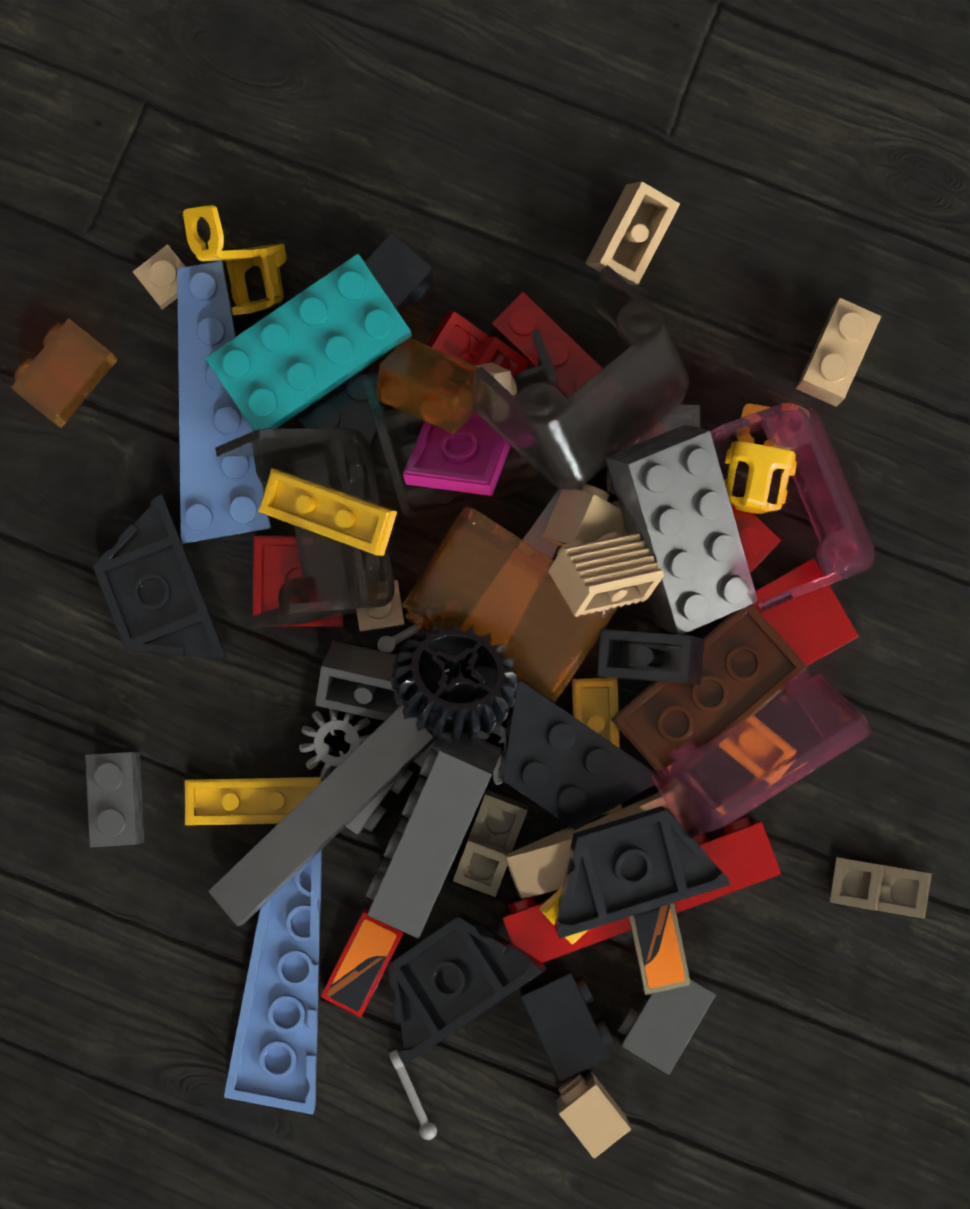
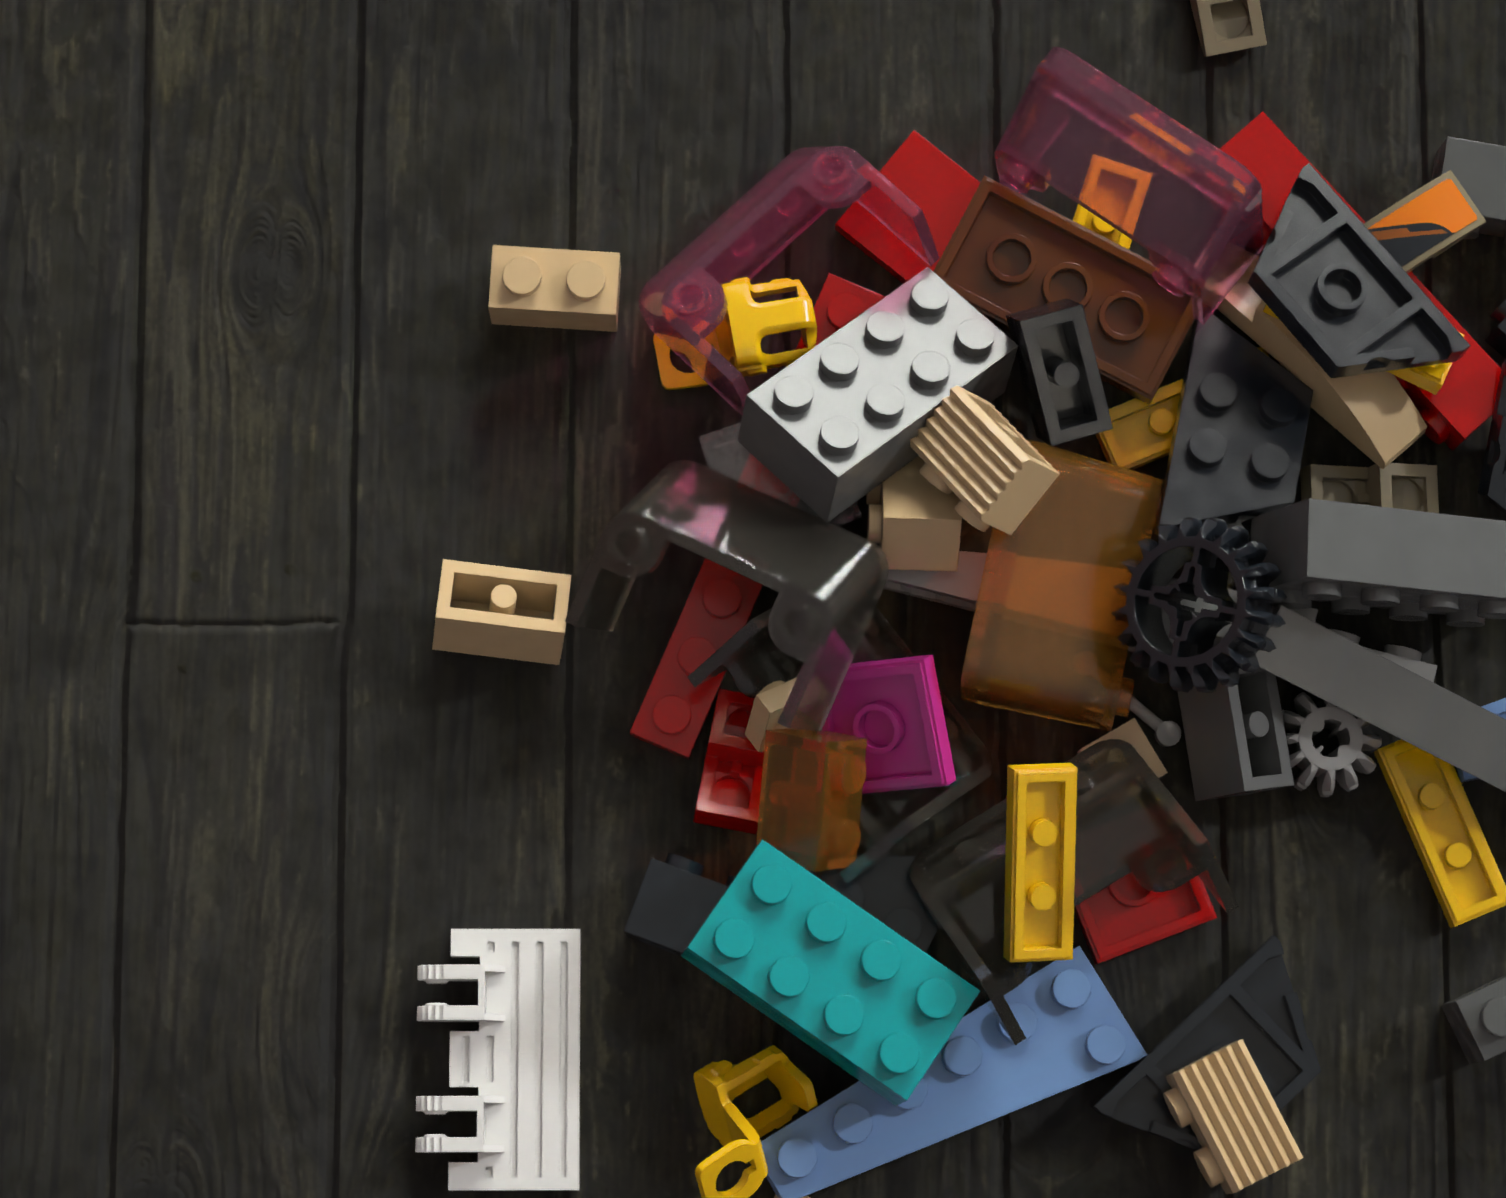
camera: 120 degrees left, 5 degrees down
(115, 574) = (1231, 1117): none -> tan brick
(340, 143) = (518, 1060): none -> white hinge

